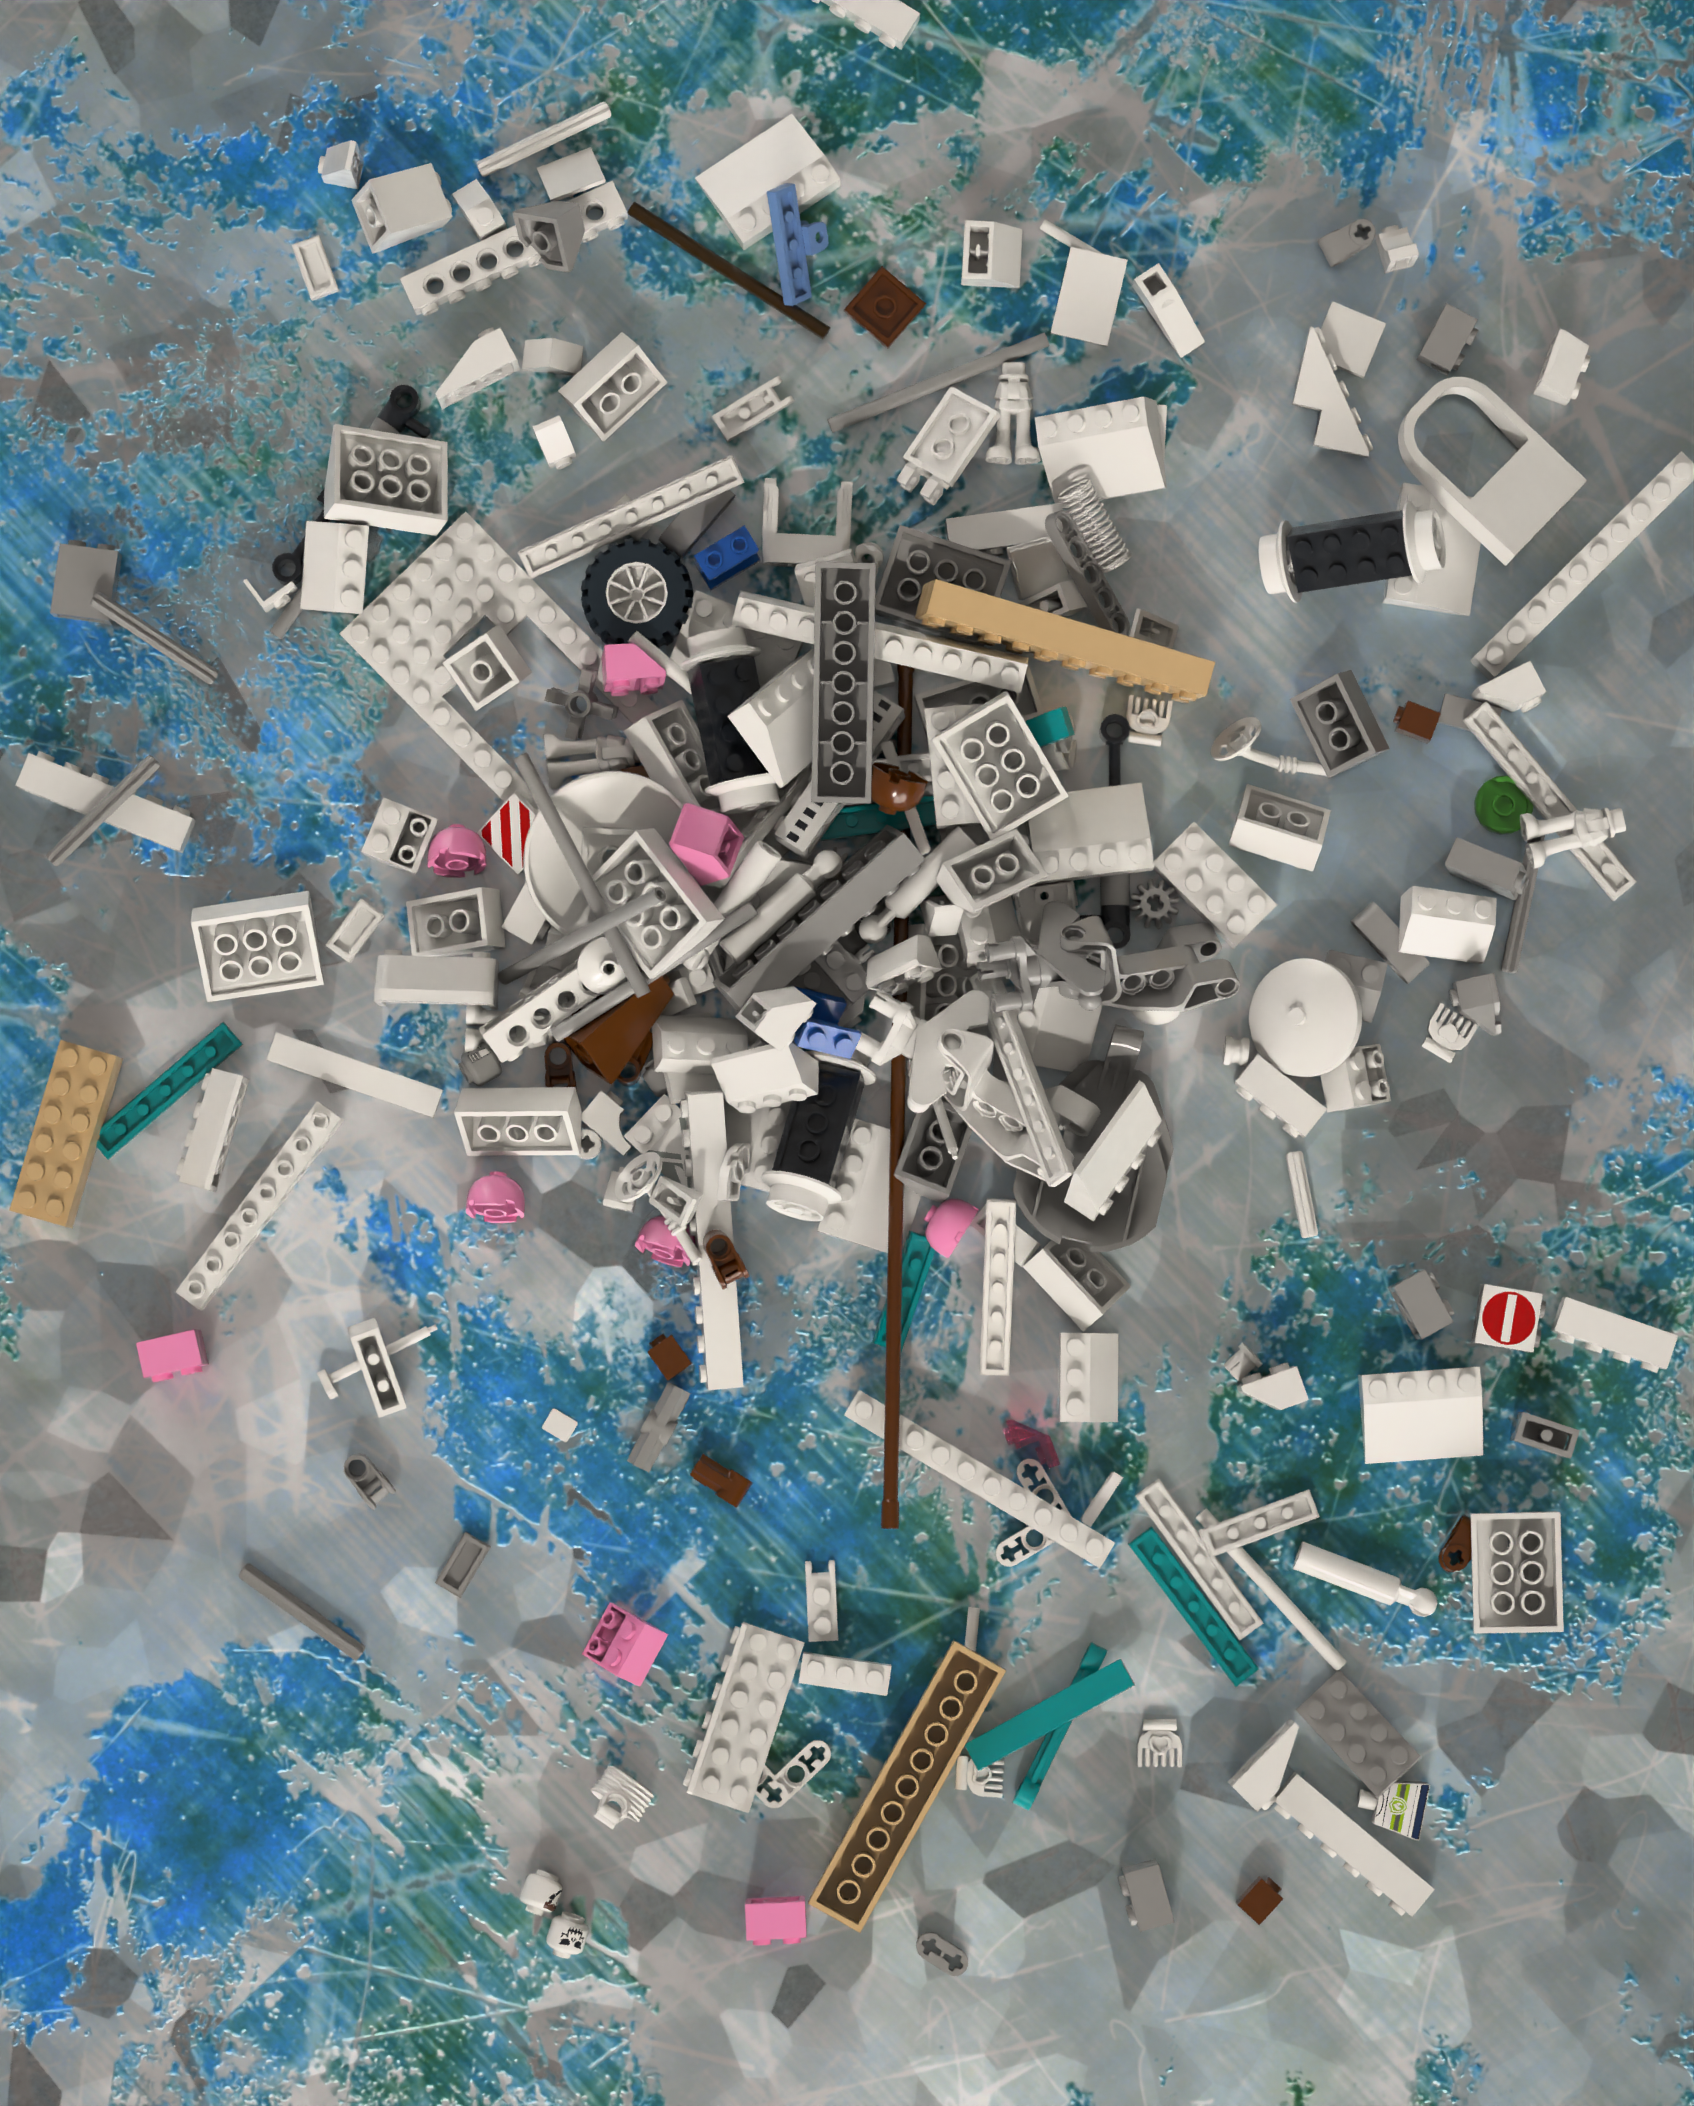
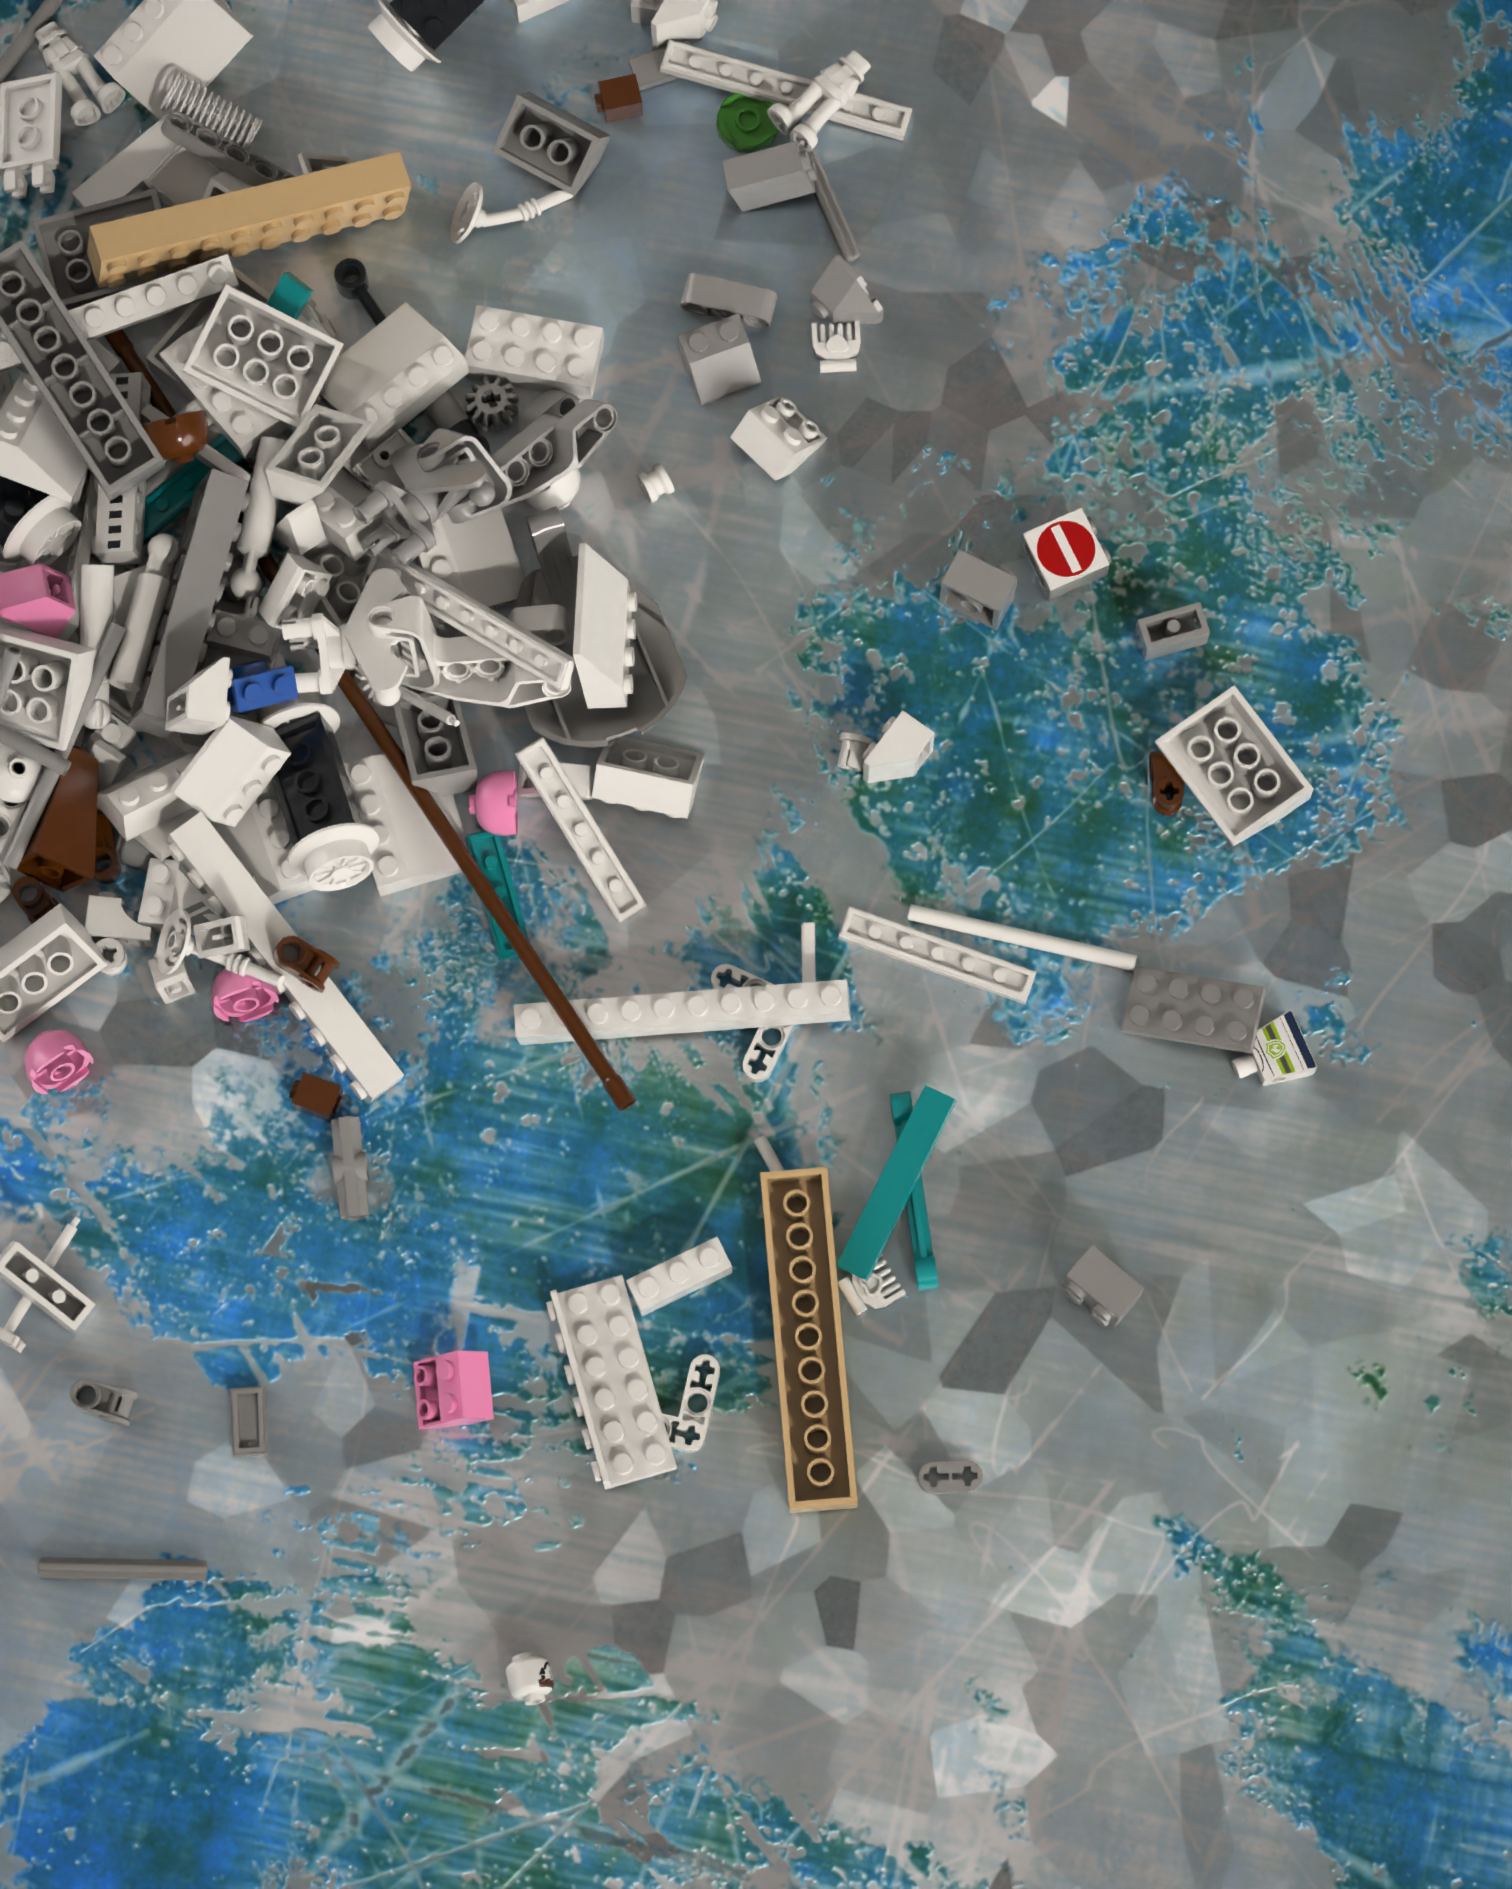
camera: 30 degrees left, 10 degrees down
(559, 1425) = (256, 1231): white sticker -> none
(567, 1934) = (581, 1700): white head -> none
(624, 1790) = (544, 1534): white piece -> none
(726, 1483) = (452, 1177): reddish brown piece -> none
(732, 1171) = (260, 879): white tile -> none
(775, 1919) = (770, 1546): bright pink brick -> none
(821, 1603) = (614, 1230): white hinge -> none
(1022, 1435) = (696, 949): clear pink slope -> none
(1088, 1377) = (719, 858): white slope -> none
(1147, 723) = (378, 256): white piece -> none
(1160, 1740) = (1016, 1142): white piece -> none
(1193, 1606) = (961, 1000): teal tile -> none
(1259, 1523) = (969, 884): white tile -> none
(1260, 1899) = (1210, 1223): reddish brown brick -> none
(1264, 1771) = (1133, 1102): white slope -> none
(1279, 827) = (560, 267): white slope -> none
(1279, 1097) = (722, 496): white brick -> none
(1301, 1194) = (803, 570): white axle -> none
(1305, 1017) = (697, 408): white dish -> none
(1353, 1844) = (1260, 1115): white brick -> none
(1362, 1579) = (1099, 871): white piece -> none
(1421, 1414) = (1048, 689): white slope -> none
(1446, 924) = (767, 247): white slope -> none
(1613, 1333) = (1171, 504): white brick -> none

